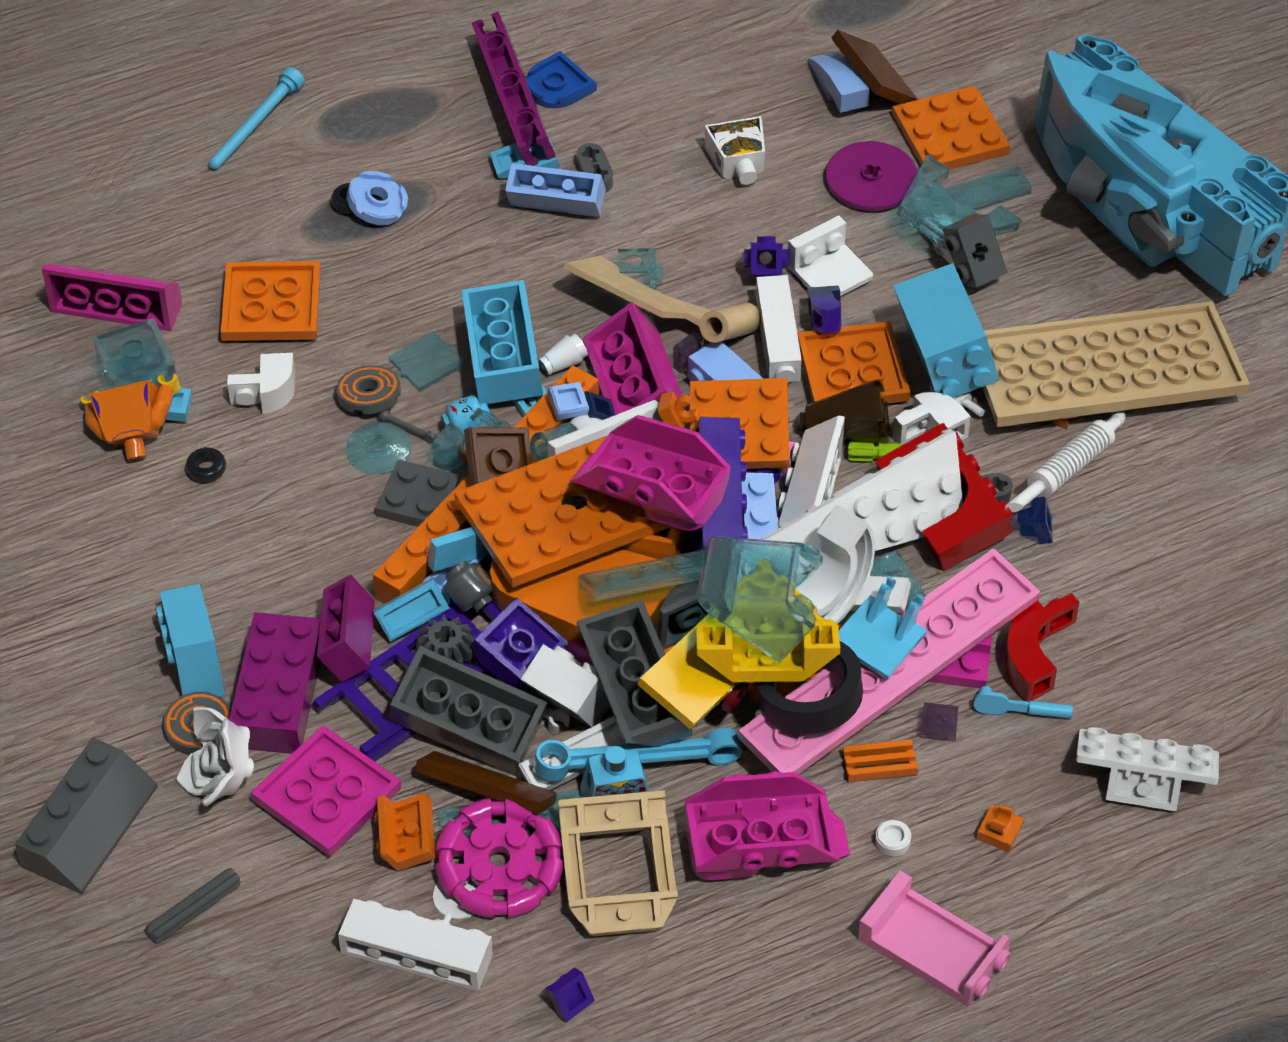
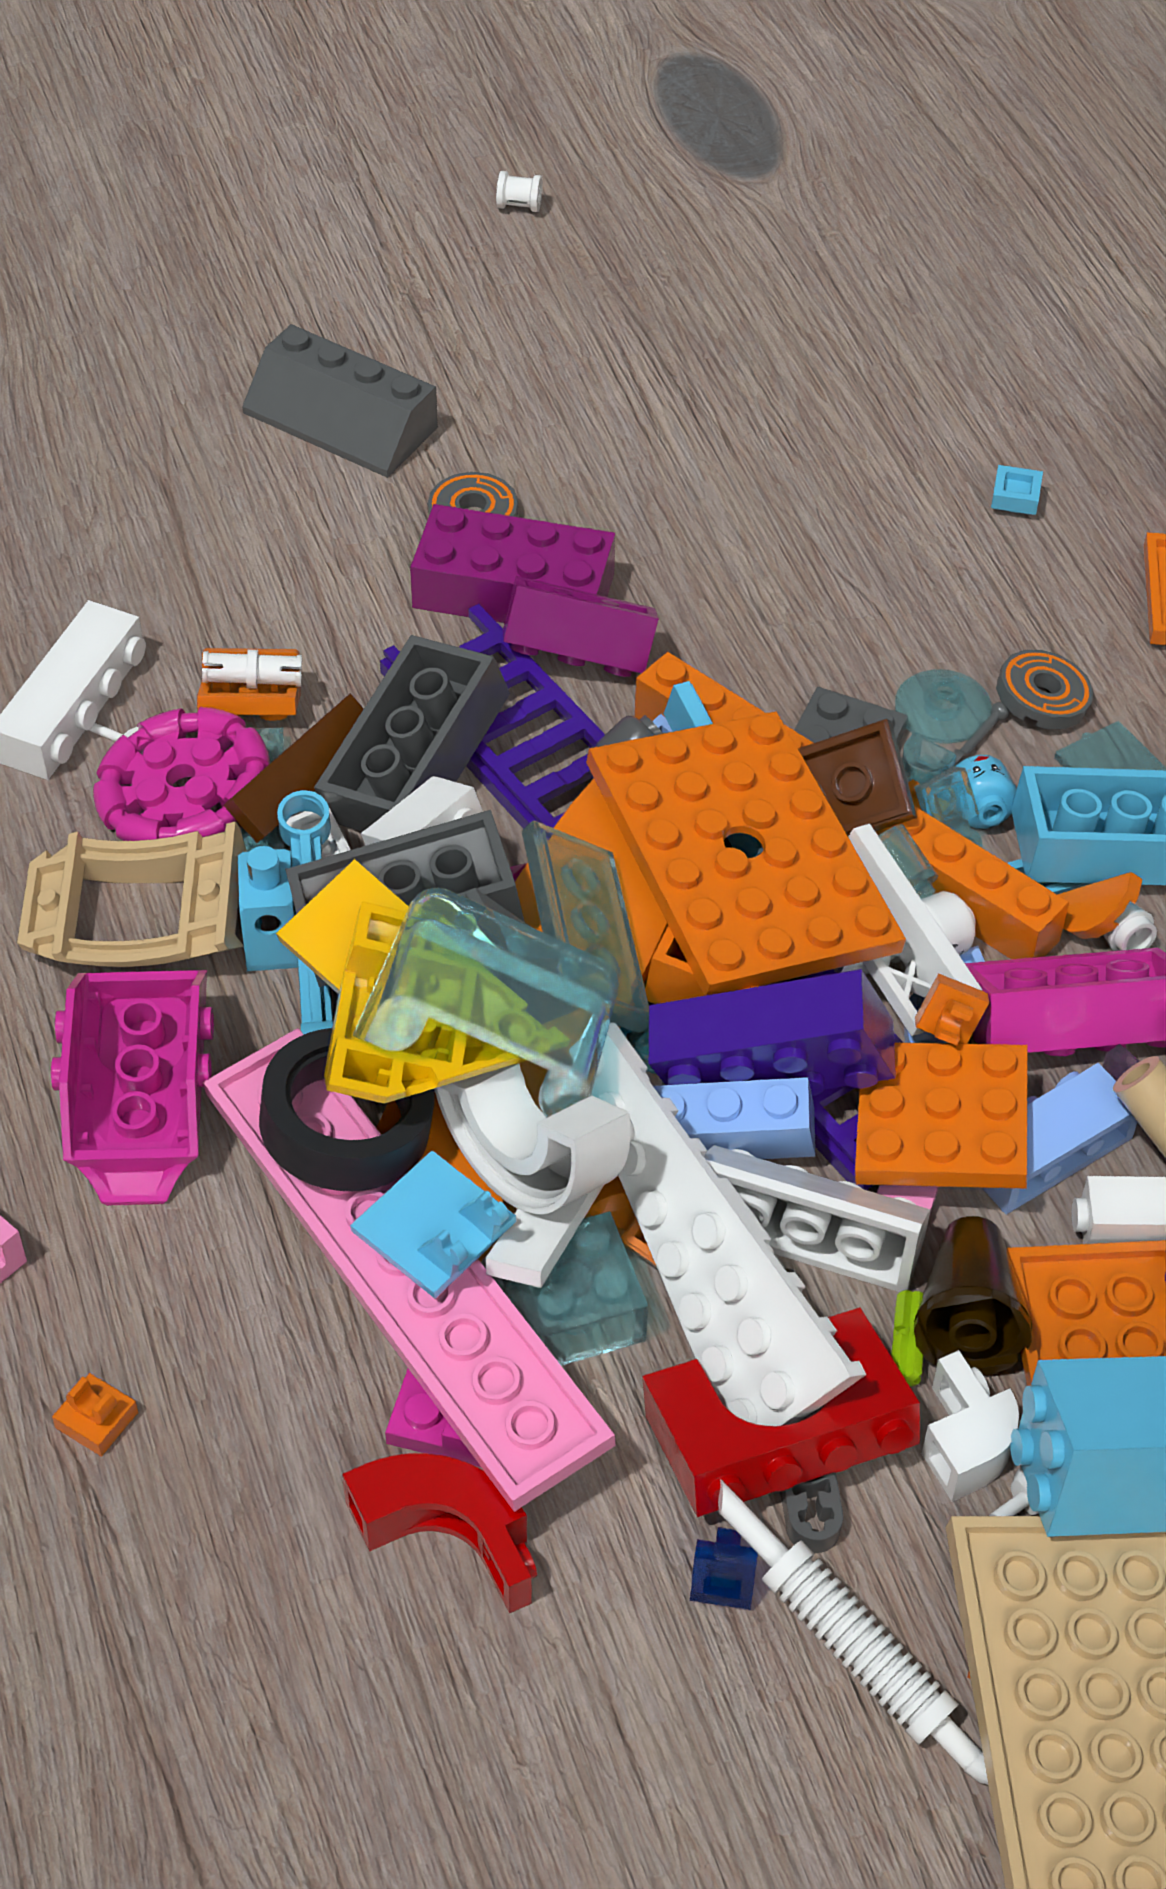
camera: 95 degrees right, 0 degrees up
(130, 413) = (985, 434): orange torso -> none
(134, 355) = (1081, 443): clear light blue brick -> none
(190, 640) = (596, 485): medium azure wedge -> none
(193, 905) = (194, 497): dark grey axle -> none
(205, 455) = (912, 512): black piece -> none
(221, 761) = (384, 496): white brick -> none
(270, 387) = (1052, 586): white brick -> none
(325, 790) = (337, 616): dark pink plate -> none
(401, 820) = (252, 668): none -> white pin
(411, 609) = (613, 696): medium azure tile -> none
(447, 639) = (534, 723): dark grey gear -> none
(513, 642) = (520, 787): dark purple slope -> none
(564, 354) = (1098, 905): none -> orange tile
(568, 400) = (979, 878): light blue tile -> none
(599, 406) = (985, 935): dark blue slope -> none
(660, 469) = (725, 898): dark pink slope -> none
(879, 755) = (262, 1223): orange tile -> none
(893, 838) = (114, 1261): white tile -> none
(939, 721) = (321, 1356): clear purple tile -> none
(997, 703) = (350, 1430): medium azure piece -> none
(1144, 769) = (163, 1659): white bracket -> none

